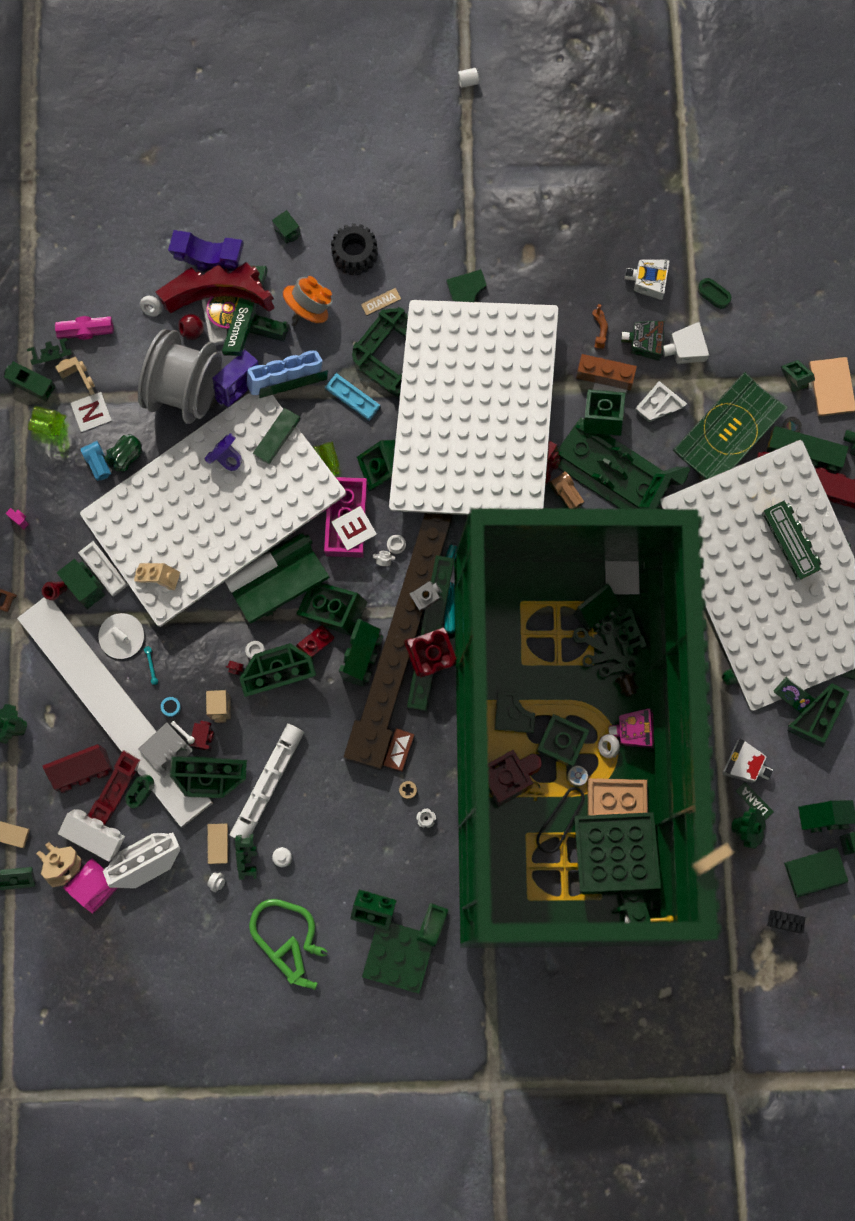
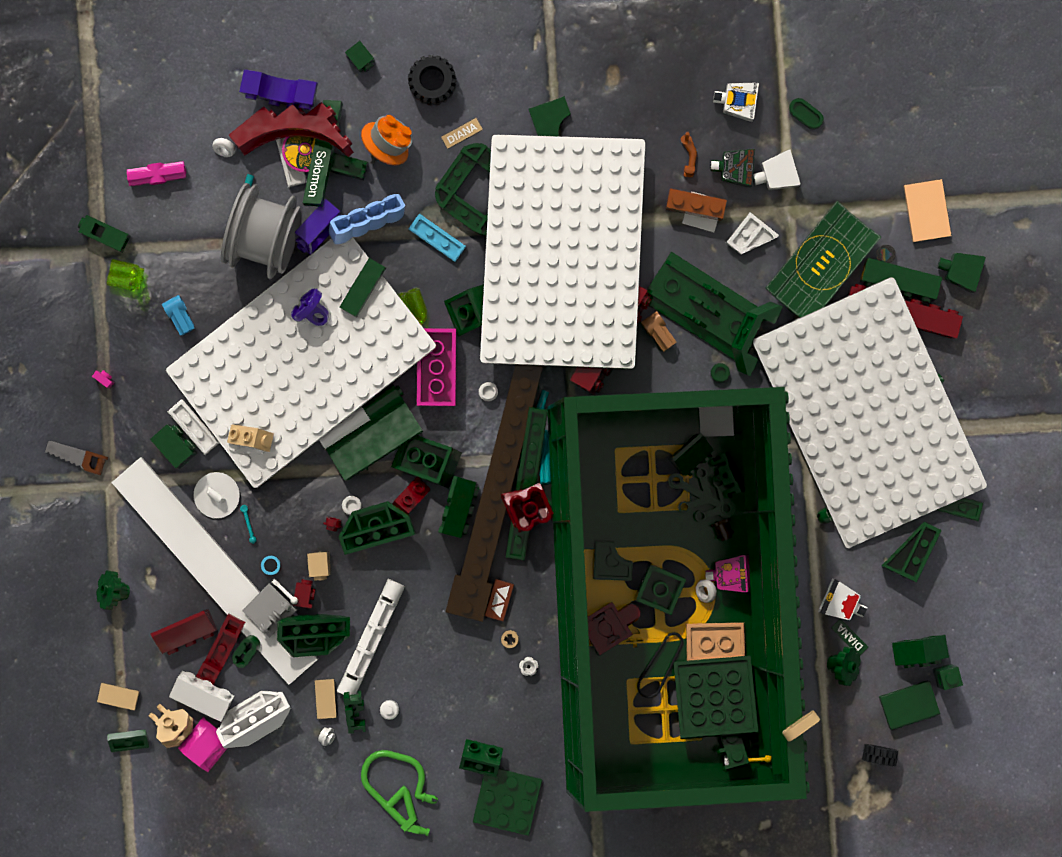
camera: 10 degrees left, 10 degrees up
(46, 356) = (121, 207): dark green piece -> none
(53, 590) = (146, 453): dark red cone -> none
(70, 366) = (142, 216): tan bracket -> none
(90, 411) = (169, 262): white sticker -> none
(124, 452) = (207, 306): dark green piece -> none
(191, 327) = (267, 170): dark red piece -> none
(293, 384) = (386, 225): dark green sticker -> none
(353, 528) = (445, 381): white sticker -> none
(383, 558) = (476, 407): white plate -> none
(423, 603) = (514, 454): light grey brick -> none
(432, 924) = (538, 770): dark green tile -> none
(577, 776) = (676, 621): white tile -> none
(604, 412) = (694, 249): dark green brick -> none
(791, 540) = (883, 382): dark green brick -> none
(794, 695) = (888, 533): dark green tile -> none
(797, 375) = (891, 200): dark green slope -> none

